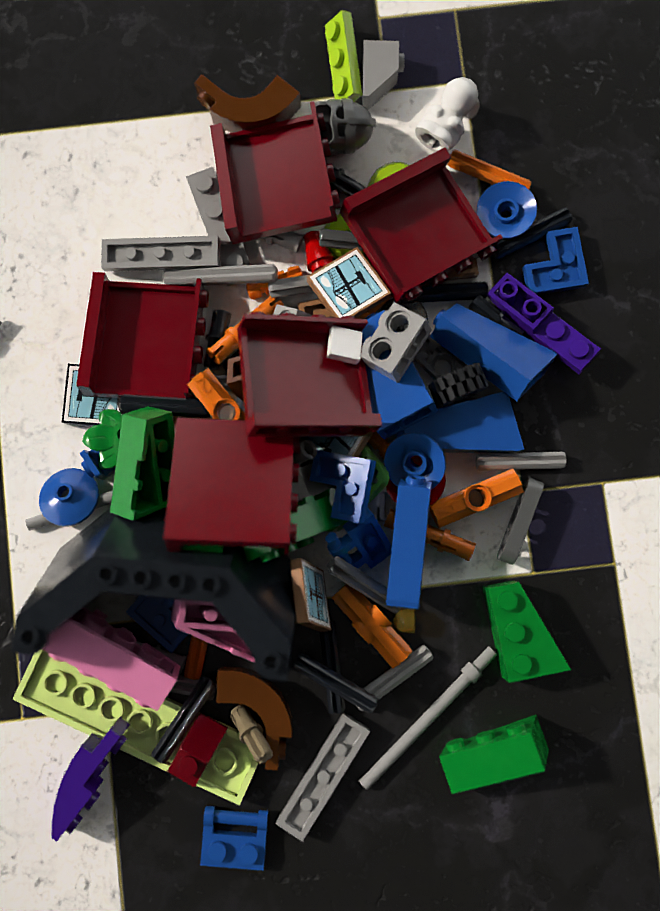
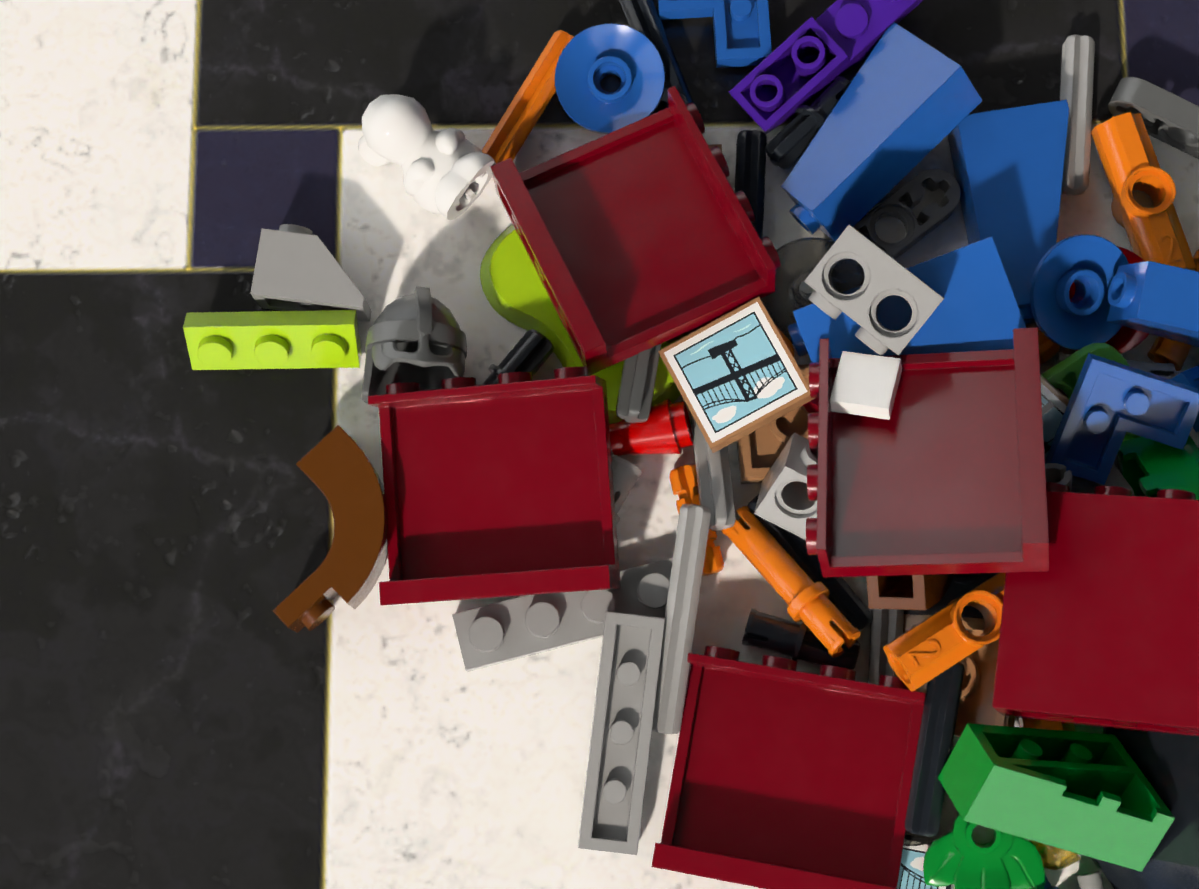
camera: 80 degrees left, 5 degrees down
(458, 385) = (948, 196): black tyre -> none

